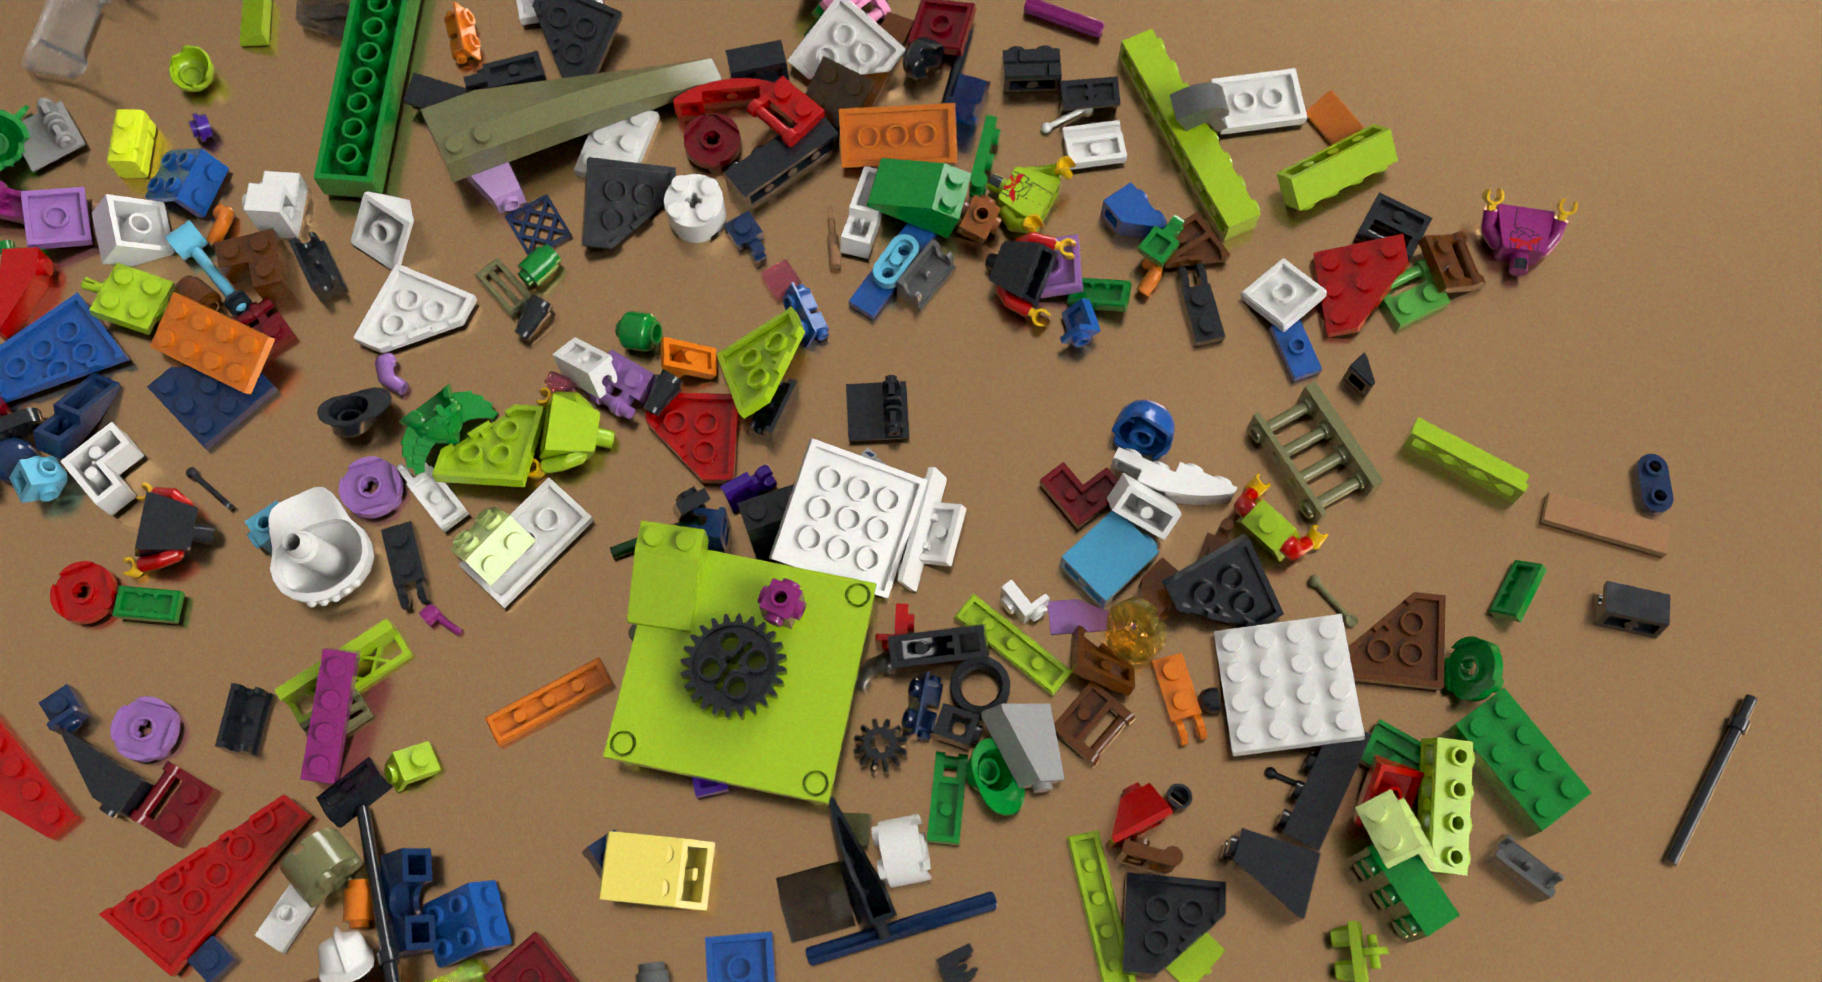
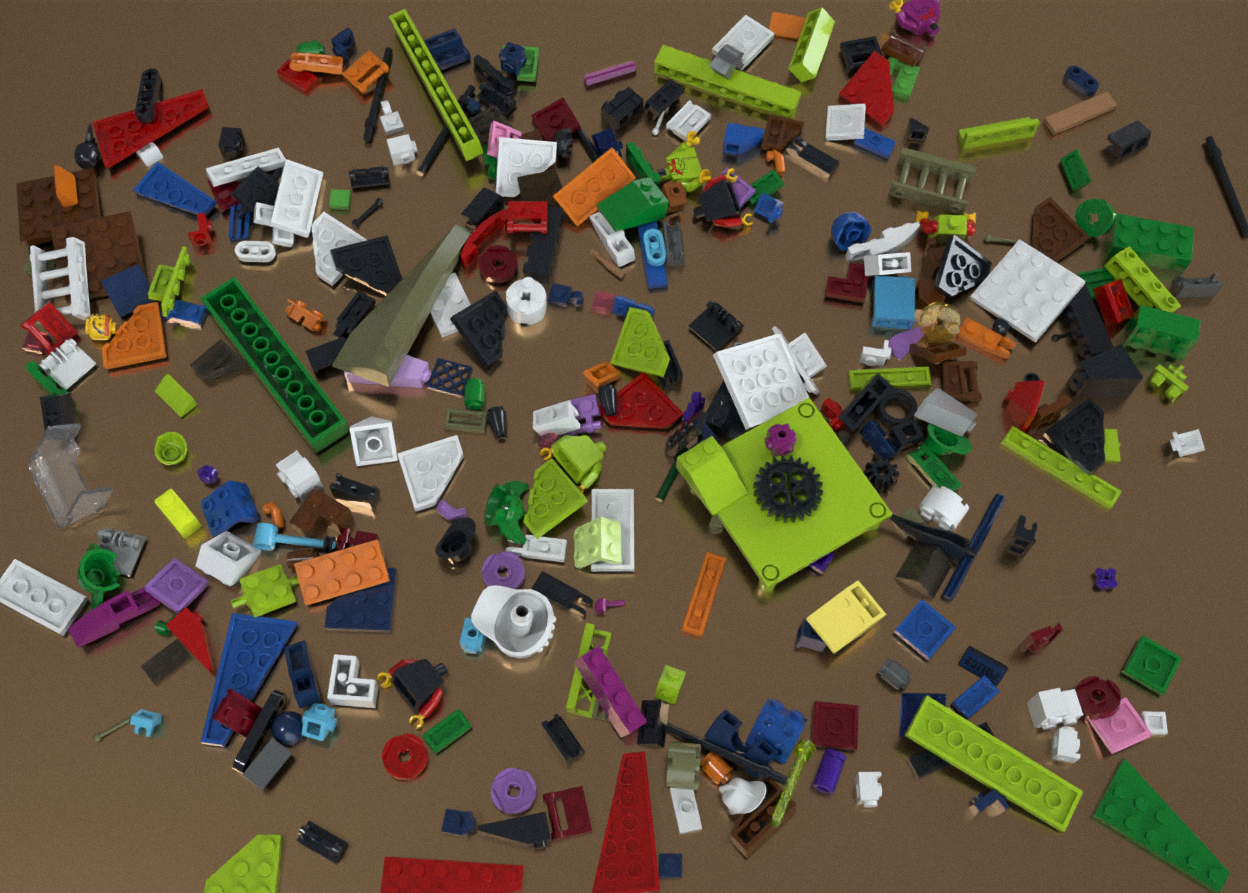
camera: 45 degrees left, 5 degrees down
(192, 473) = (396, 649): black hinge -> none
(639, 331) = (561, 383): green head -> none
(1160, 243) = (770, 140): green plate -> none
(1395, 830) = (1140, 307): yellowish green bracket -> none

